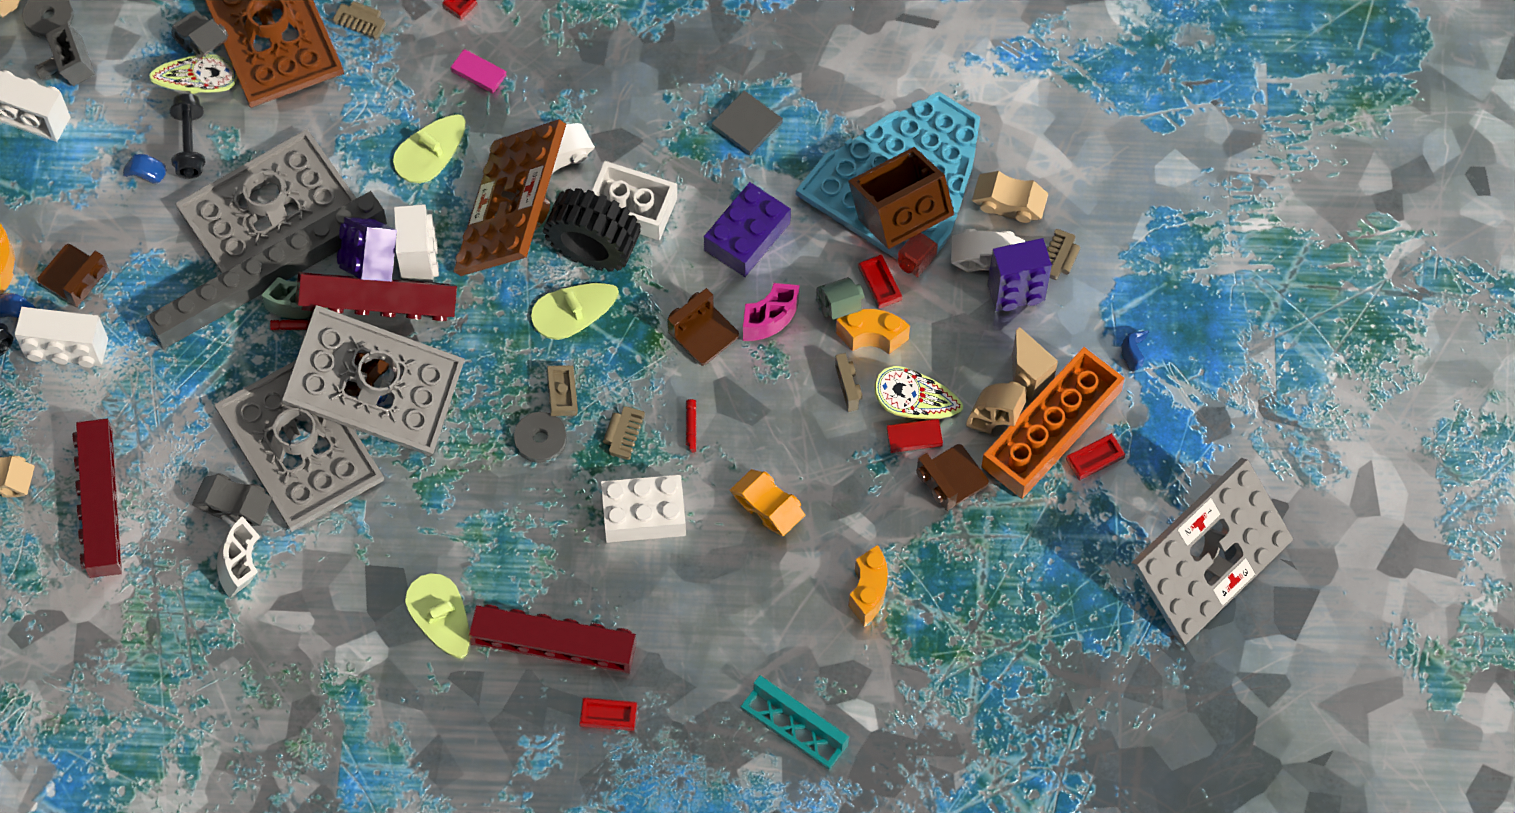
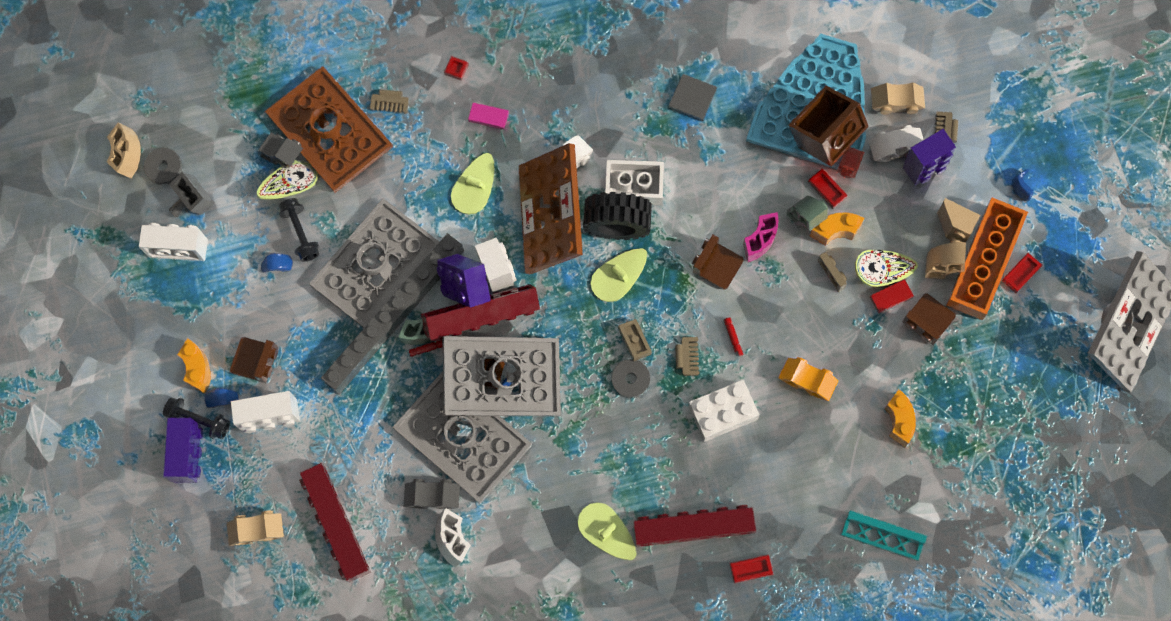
camera: 10 degrees left, 10 degrees up
(747, 229) = (722, 178): dark purple brick -> none

